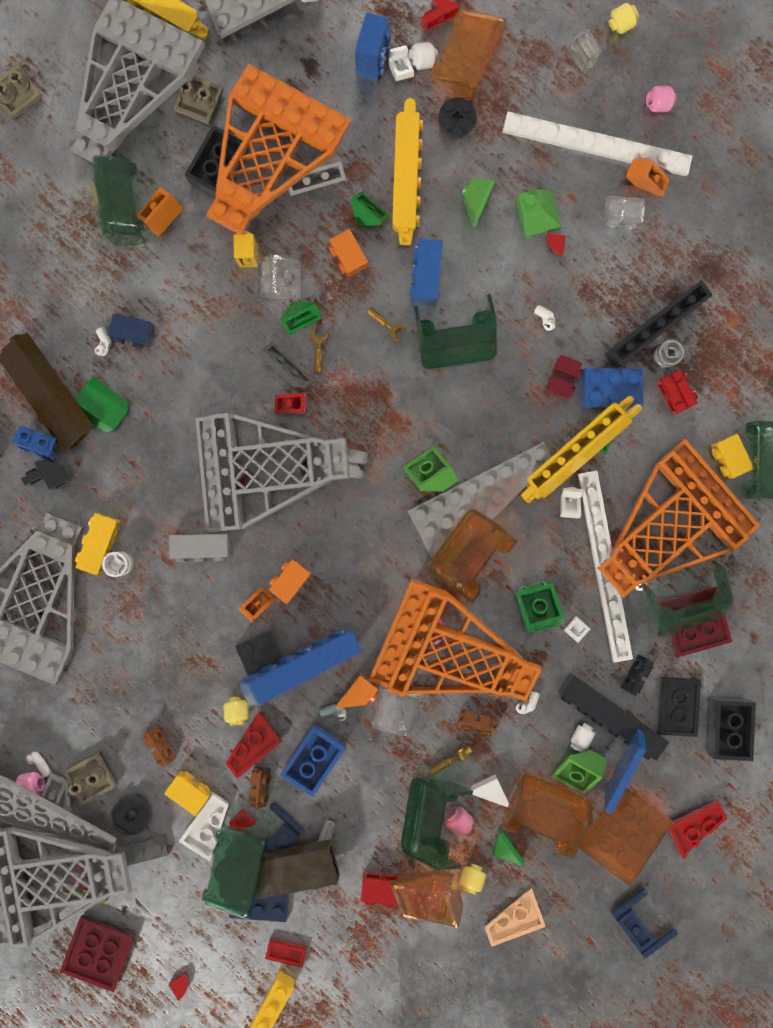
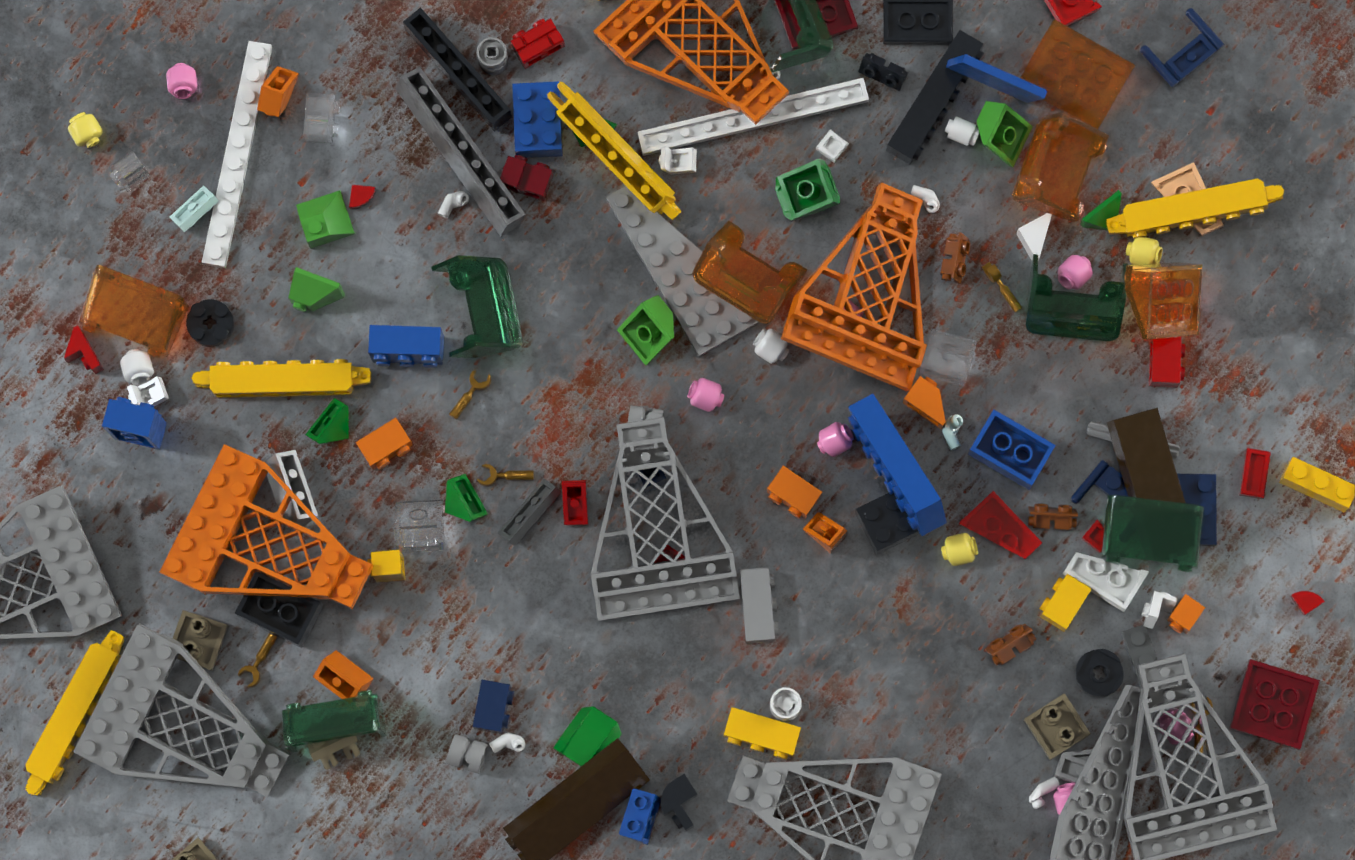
camera: 90 degrees left, 10 degrees down
(94, 308) = (467, 753): none -> light grey wheel
(173, 888) = (1185, 614): none -> orange brick
(174, 143) = (261, 655): none -> pearl gold piece
(179, 864) = (1159, 601): none -> white bracket
(331, 617) = (835, 439): none -> bright pink head
(374, 514) = (705, 394): none -> bright pink head
(411, 568) = (770, 346): none -> white head
(506, 926) = (1195, 207): none -> yellow hinge
(552, 106) = (194, 208): none -> light aqua plate
(588, 323) = (460, 151): none -> flat silver brick

